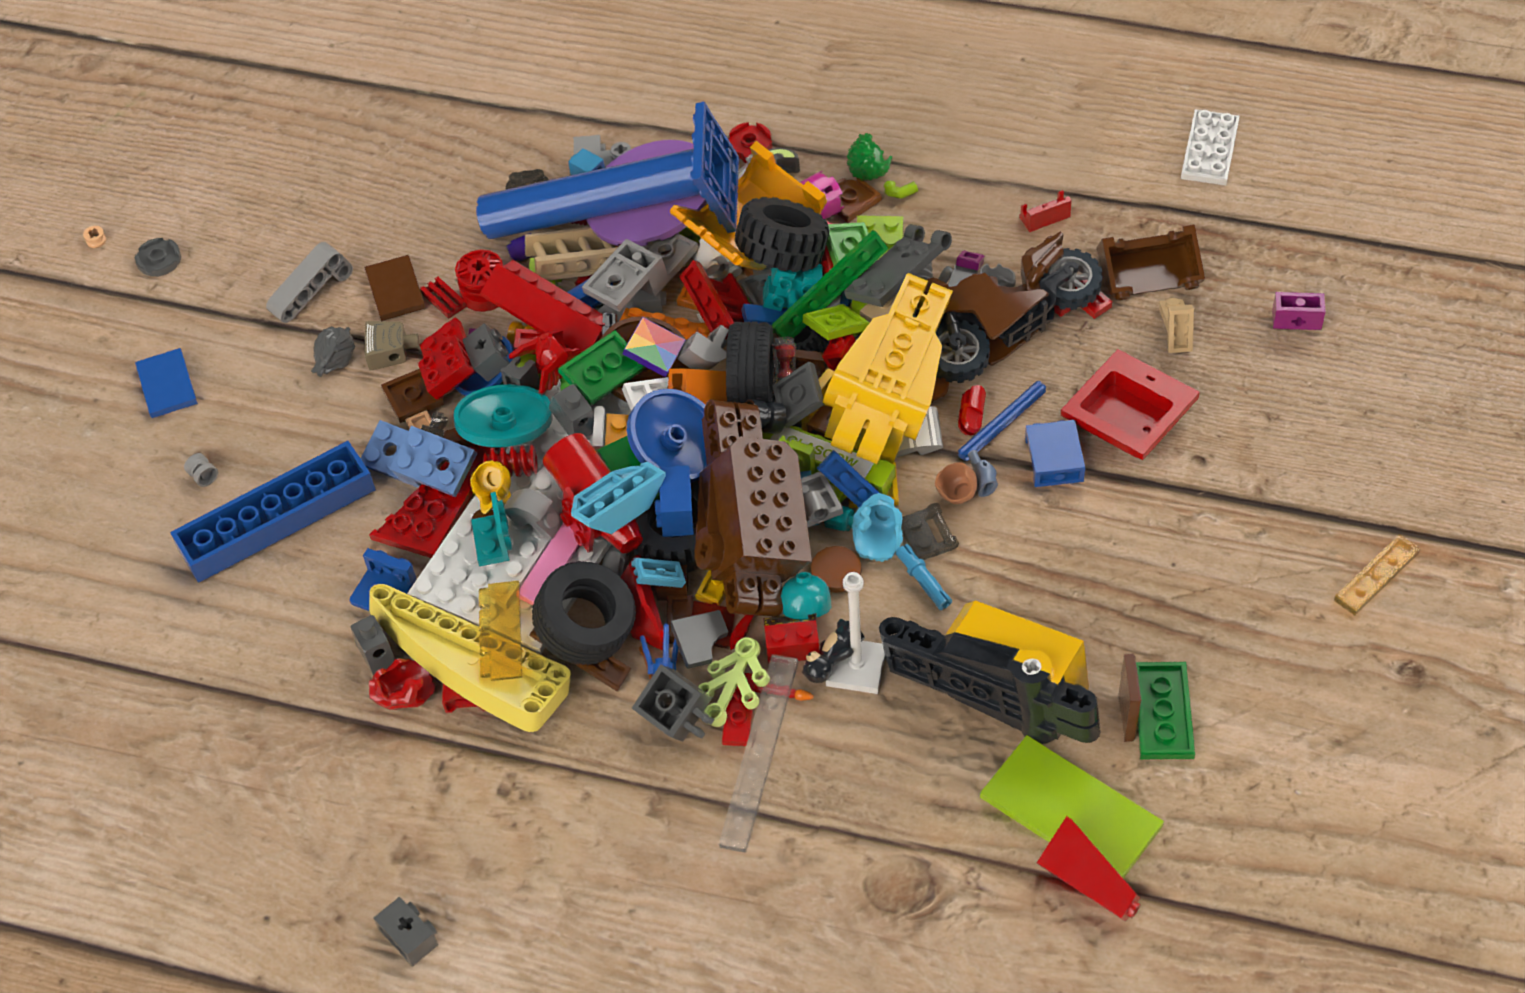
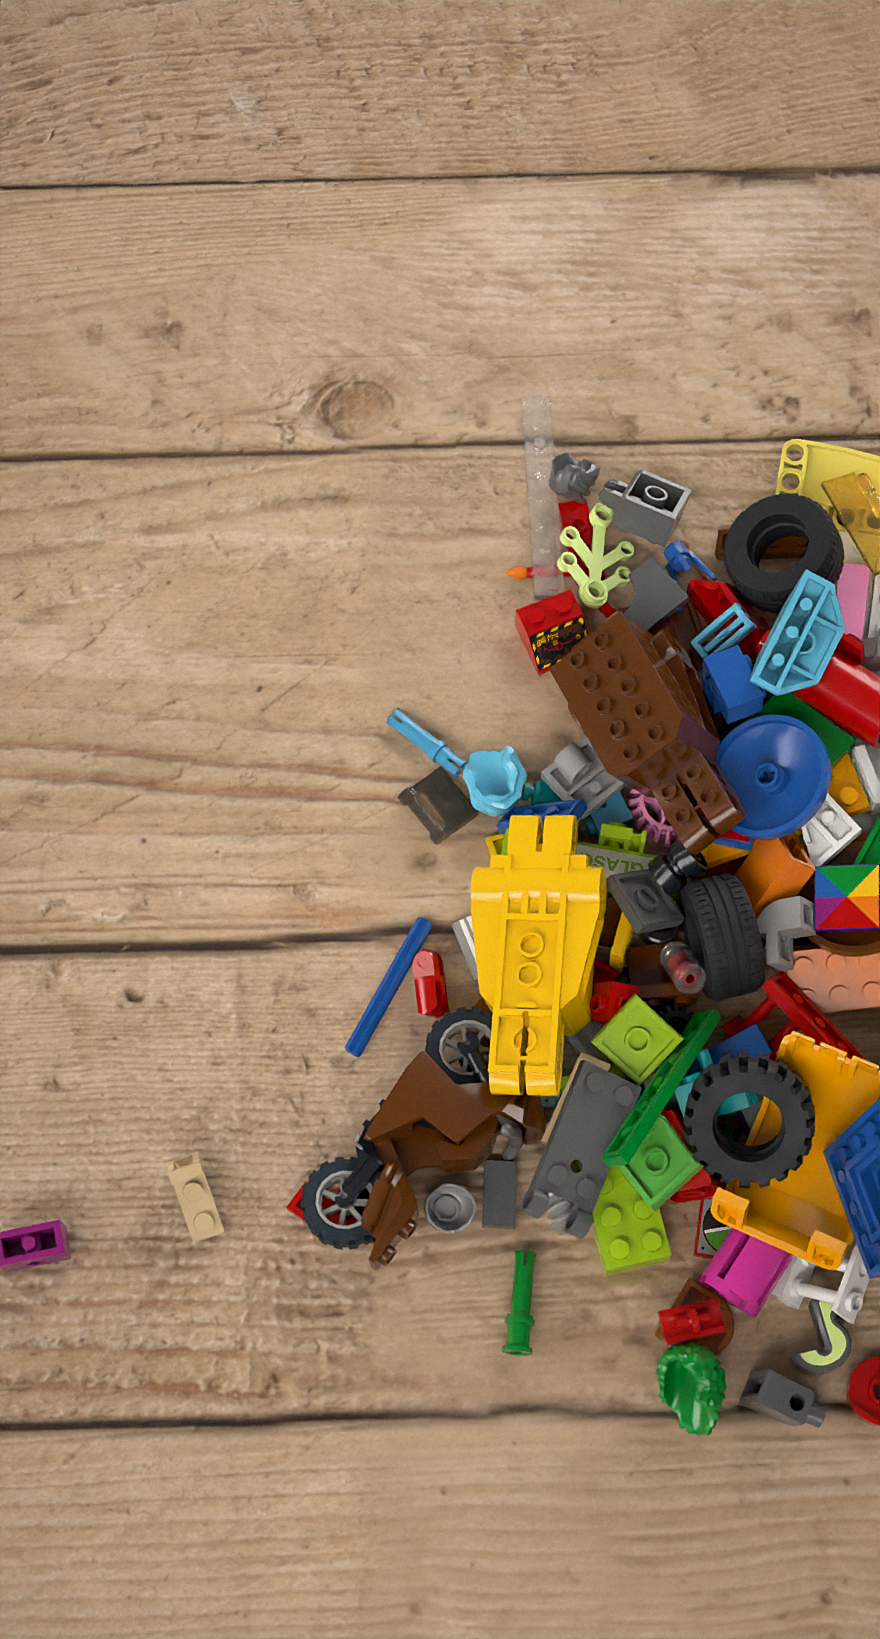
camera: 160 degrees right, 15 degrees up
(410, 944) = (818, 238): dark grey brick -> none
(726, 747) = (572, 477): none -> dark grey hair
(805, 596) = (535, 667): teal cylinder -> none
(817, 143) = (771, 1393): none -> dark grey torso
(832, 650) = (497, 612): black piece -> none
(833, 565) = (531, 731): dark orange tile -> none
(858, 183) = (691, 1321): none -> red hips
(864, 667) = (471, 618): white tile -> none
(899, 192) = (633, 1348): lime arm -> none
(956, 483) = (420, 865): nougat hair -> none
(968, 216) = (519, 1319): none -> green pin
(970, 260) = (496, 1238): magenta tile -> none
(985, 474) = (392, 891): sand blue piece -> none
(1001, 668) = (304, 611): black piece -> none
(1044, 788) = (203, 520): lime tile -> none
(1046, 213) = (414, 1358): red hinge -> none
(1055, 453) = (312, 947): panel -> none
(1082, 866) = (169, 446): red slope -> none
(1129, 697) = (158, 618): reddish brown tile -> none
(1130, 404) = (232, 1024): piece -> none
(1151, 263) = (248, 1293): reddish brown windscreen -> none
(1165, 711) = (125, 653): green tile -> none
(1210, 147) = (198, 1562): white tile -> none

